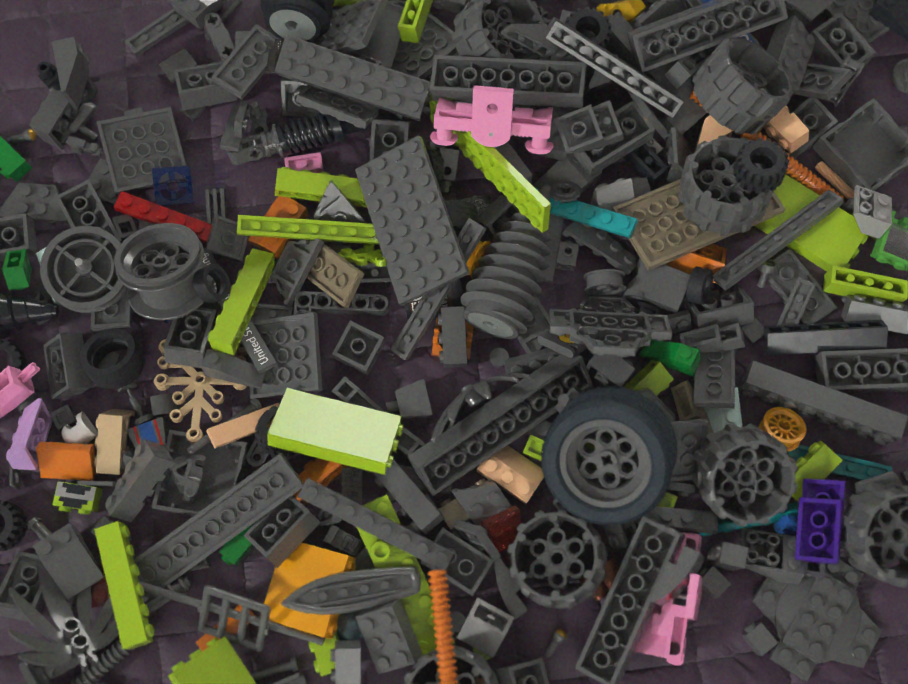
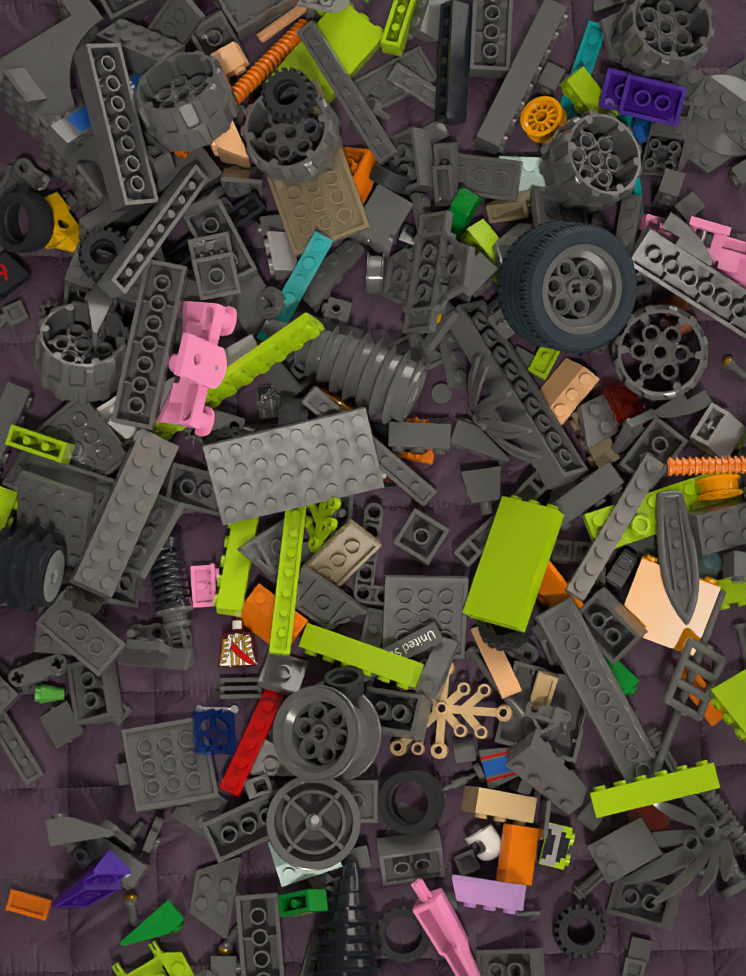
camera: 90 degrees left, 5 degrees up
(27, 56) = (28, 904): none -> orange tile
(34, 92) = (94, 882): none -> dark purple slope
(66, 321) = (359, 855): none -> dark grey brick
(197, 203) = (234, 708): none -> light grey hinge
(204, 50) = (48, 693): none -> bright green cone
(220, 472) = (543, 689): none -> tan tile
(250, 198) = (237, 648): none -> torso
(425, 628) = (718, 487): none -> light orange wheel
(457, 380) = (475, 441): none -> dark grey slope
(824, 432) = (550, 79): none -> dark grey brick

